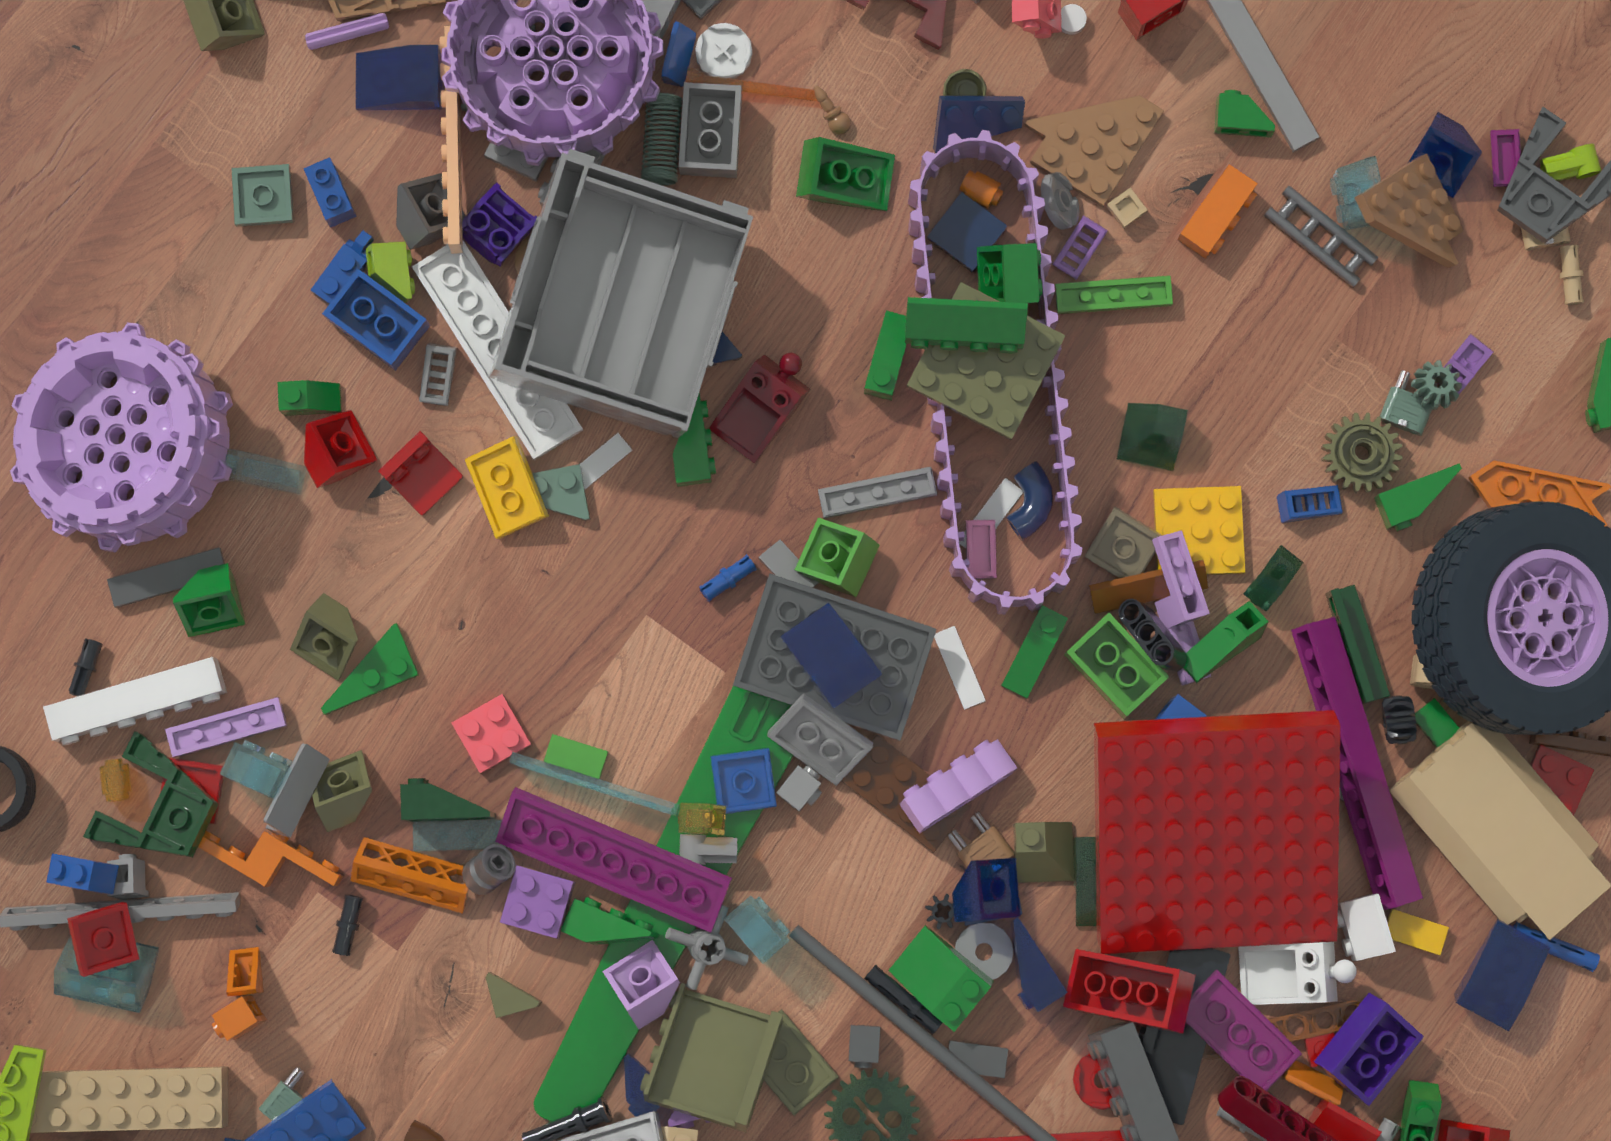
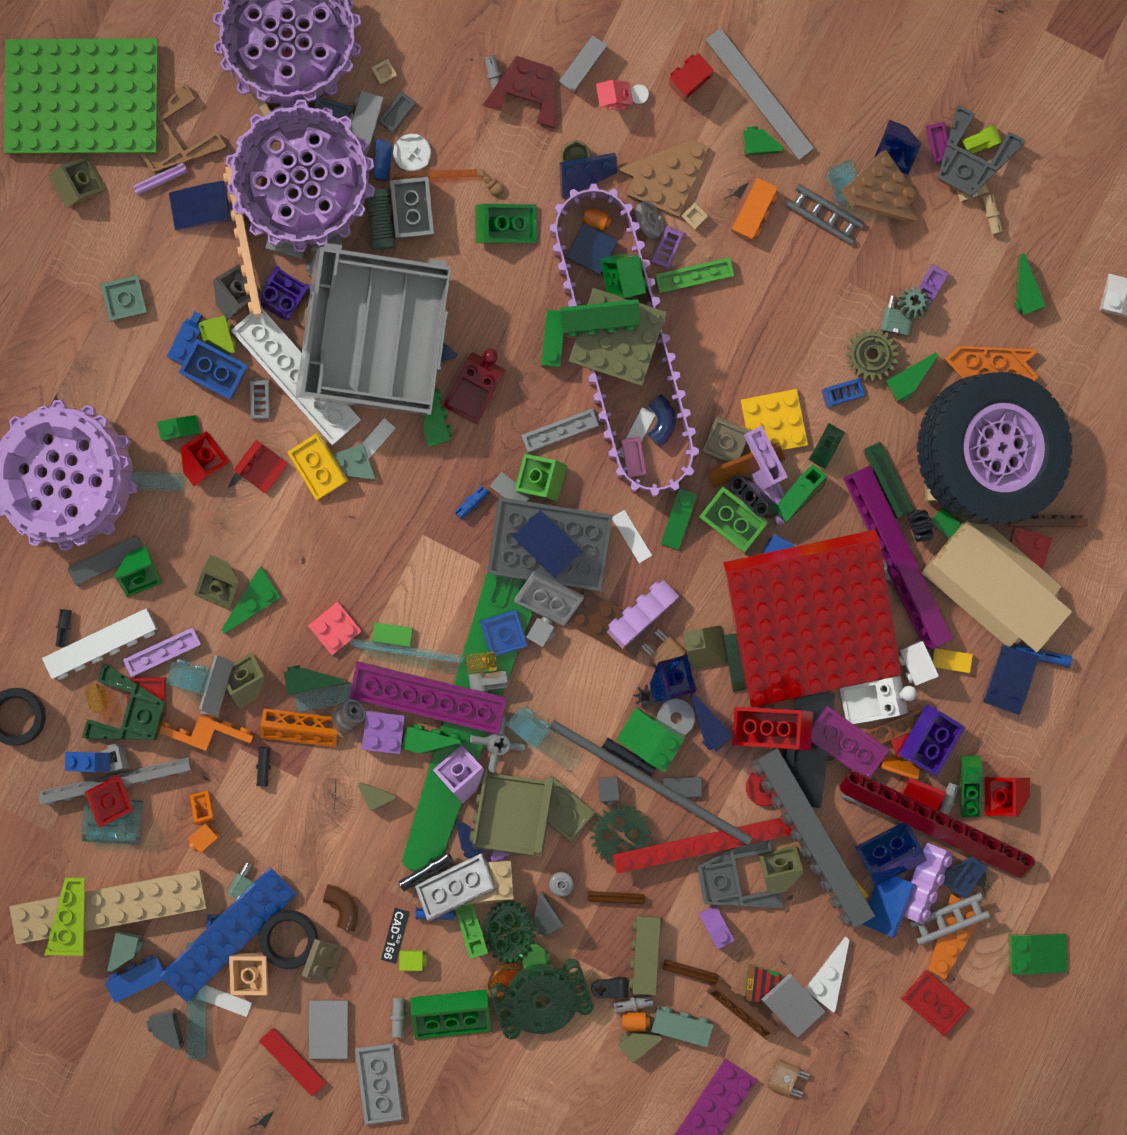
camera: 15 degrees left, 5 degrees up
(330, 192) = (168, 289): blue brick -> none
(1152, 435) = (733, 364): clear green slope -> none

